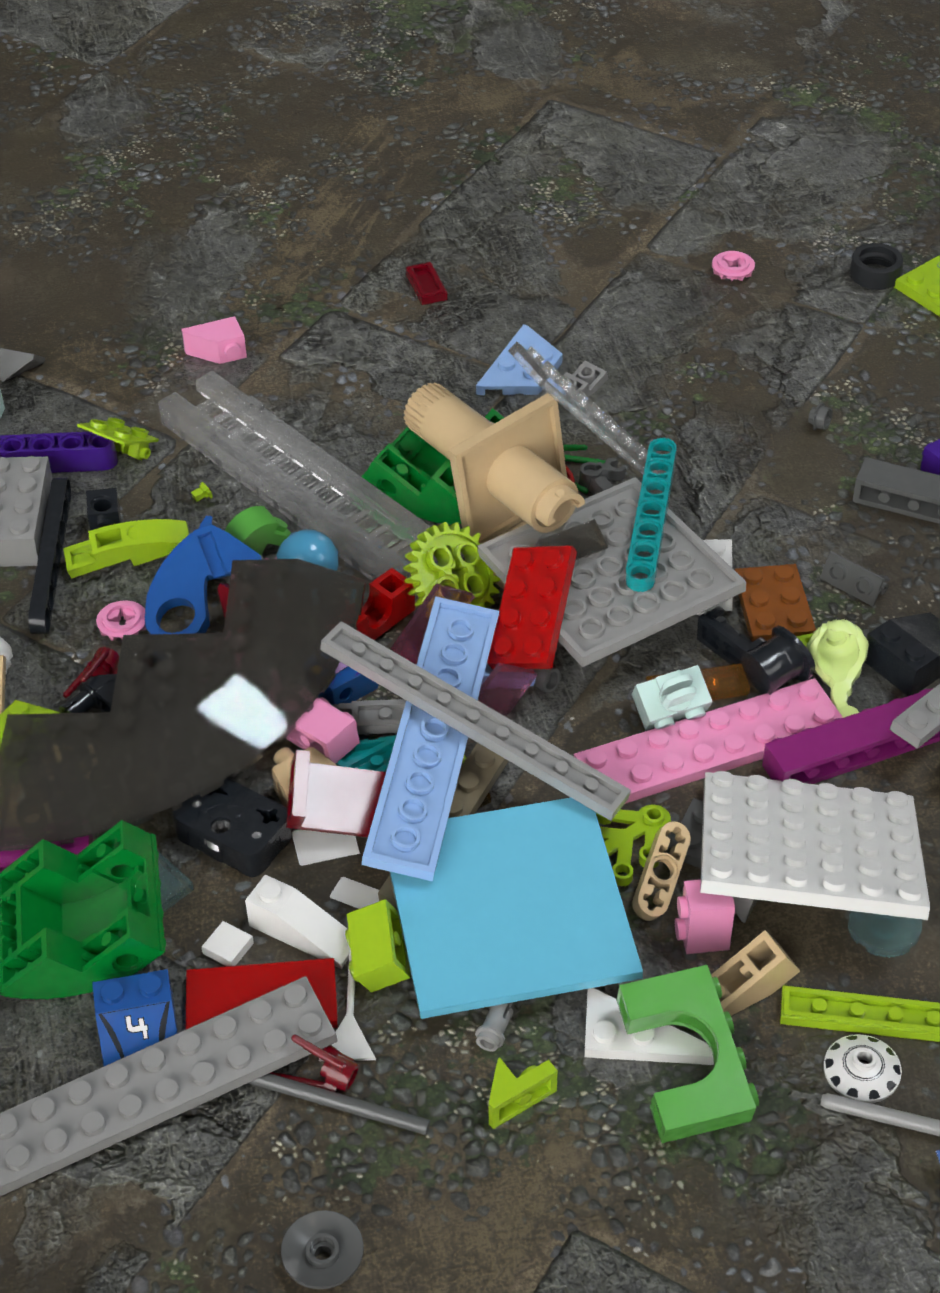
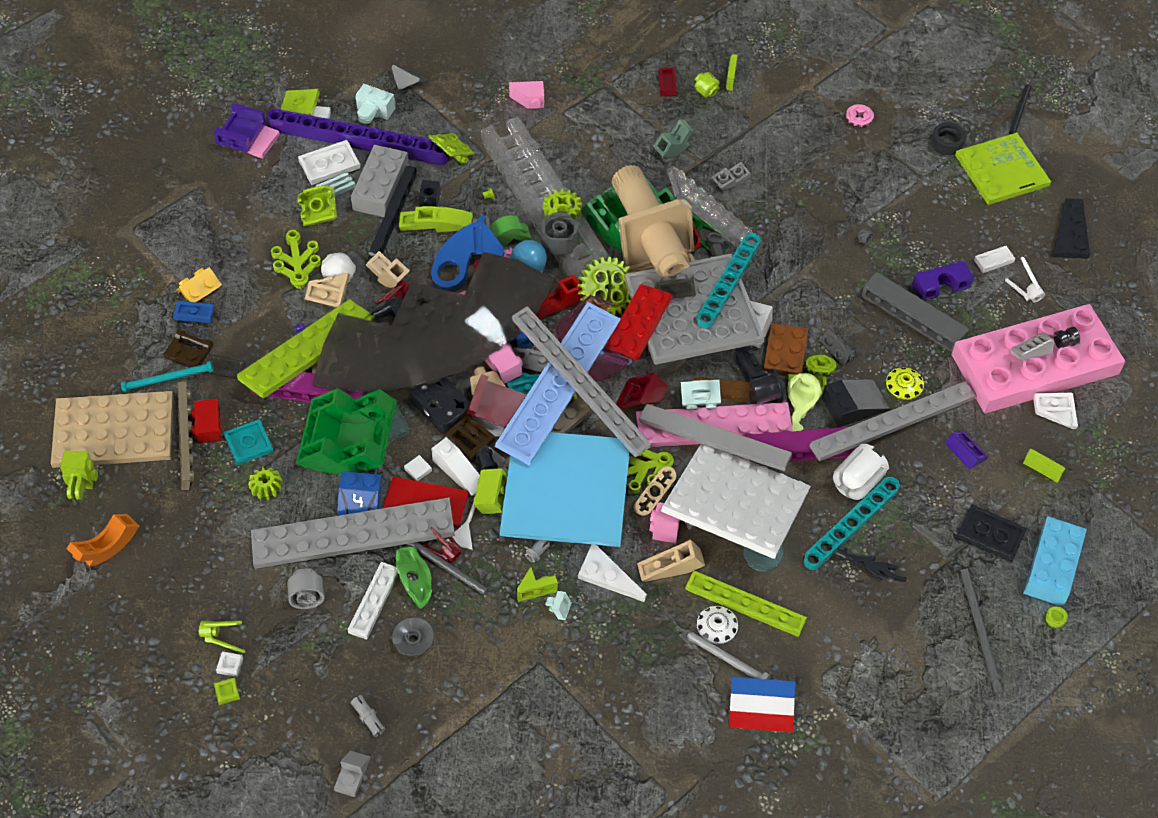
camera: 15 degrees right, 10 degrees up
(73, 642) = (389, 273): none -> tan brick
(85, 1218) = (305, 589): none -> light grey piece
(110, 617) = (413, 262): bright pink gear -> none
(222, 1205) = (373, 601): none -> white tile
(269, 1112) = (410, 562): none -> bright green piece
(307, 860) = (473, 433): none -> dark brown plate
(335, 473) = (562, 202): none -> lime gear
(346, 895) = (486, 459): none -> black bush
(347, 511) = (559, 233): none -> dark grey brick
(474, 356) = (675, 142): none -> sand green brick
(489, 272) = (706, 84): none -> lime head
(509, 375) = (703, 155): light blue wing -> none
(519, 249) = (731, 72): none -> lime tile
(572, 1112) = (559, 605): none -> light aqua tile
(575, 716) = (642, 391): none -> dark red slope
(692, 1001) = (636, 618): bright green arch -> none
(729, 756) = (715, 437): none -> light grey tile
(842, 607) = (821, 364): none -> lime gear

